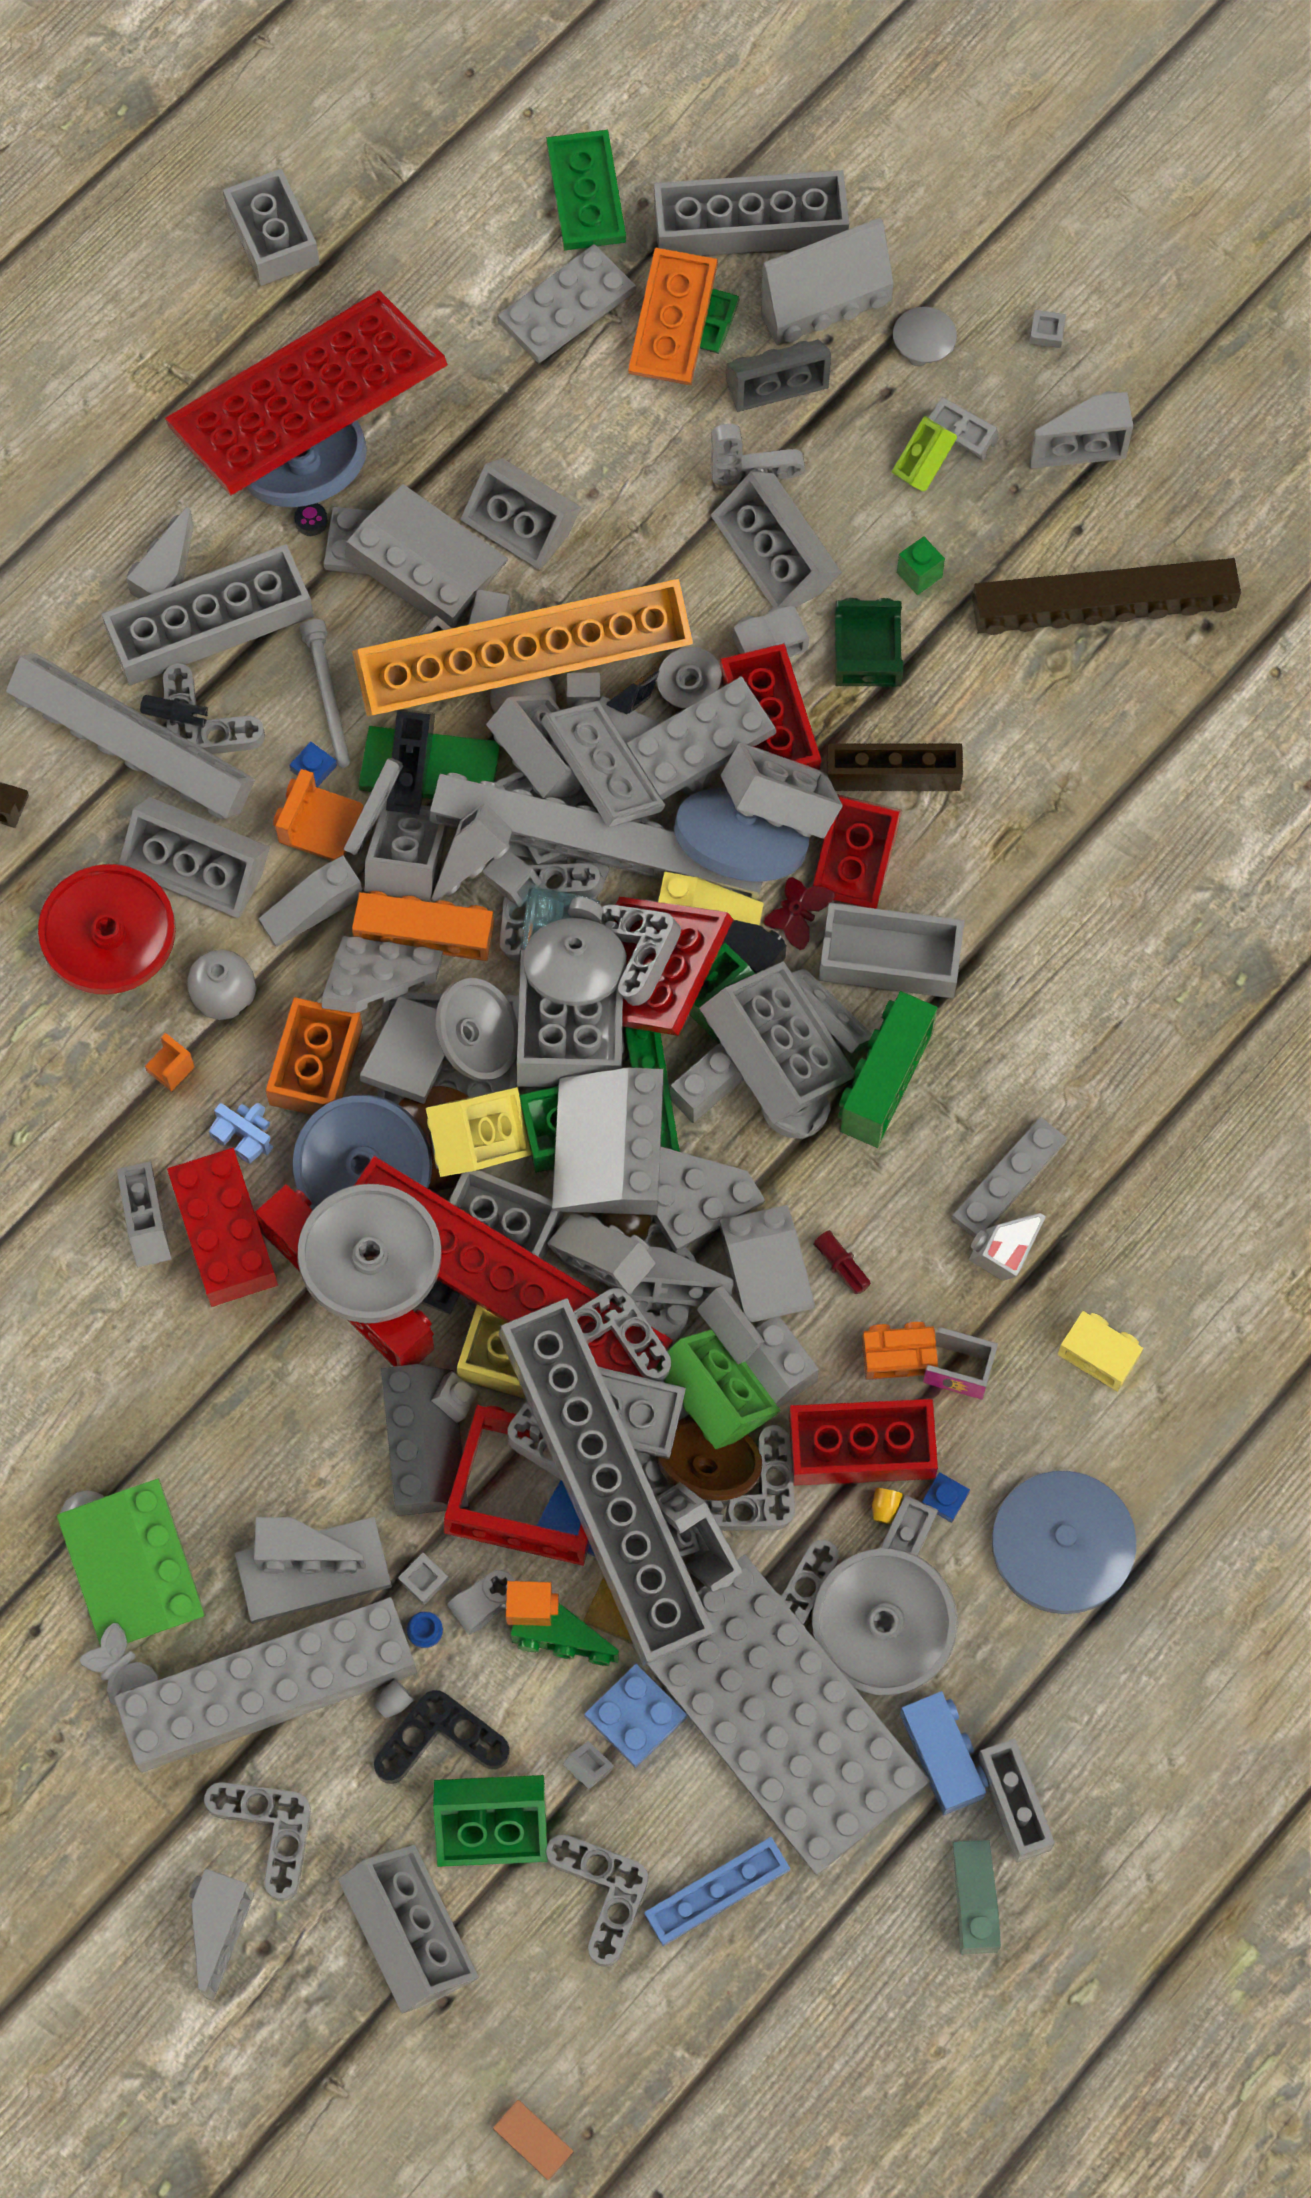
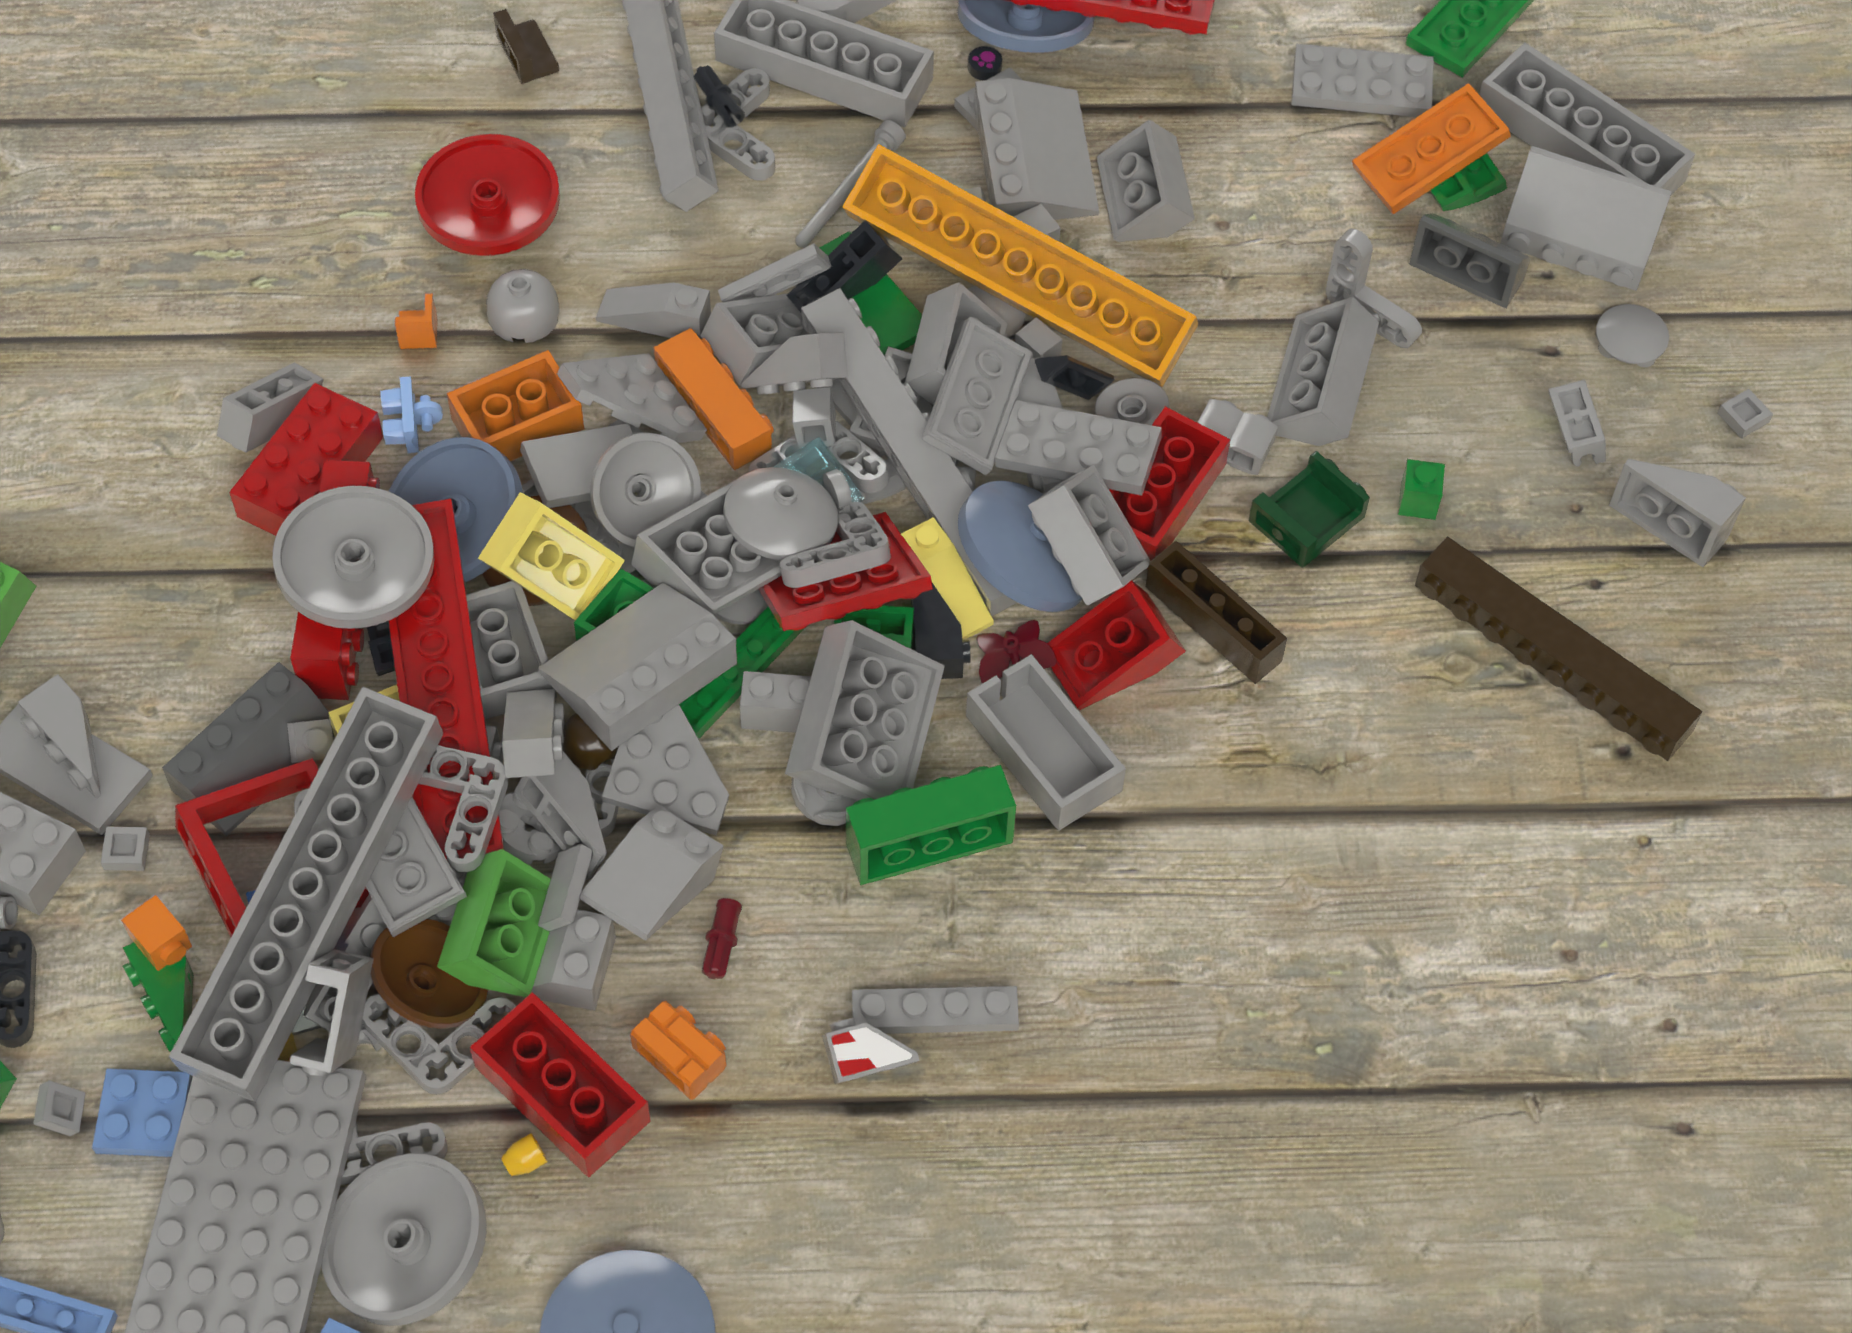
camera: 45 degrees right, 10 degrees down
(193, 856) = (611, 204): light grey slope -> none
(315, 761) = (777, 223): blue plate -> none
(315, 818) = (725, 248): orange bracket -> none
(424, 1630) = (80, 886): blue plate -> none
(478, 1603) = (129, 895): light grey piece -> none
(838, 1020) = (944, 737): light grey plate -> none
(910, 1526) = (516, 1193): light grey hinge -> none
(924, 454) = (1523, 413): lime slope -> none
(946, 1496) = (579, 1201): blue plate -> none
(967, 1345) = (709, 1139): light grey piece -> none
(1100, 1350) = (841, 1215): light yellow brick -> none

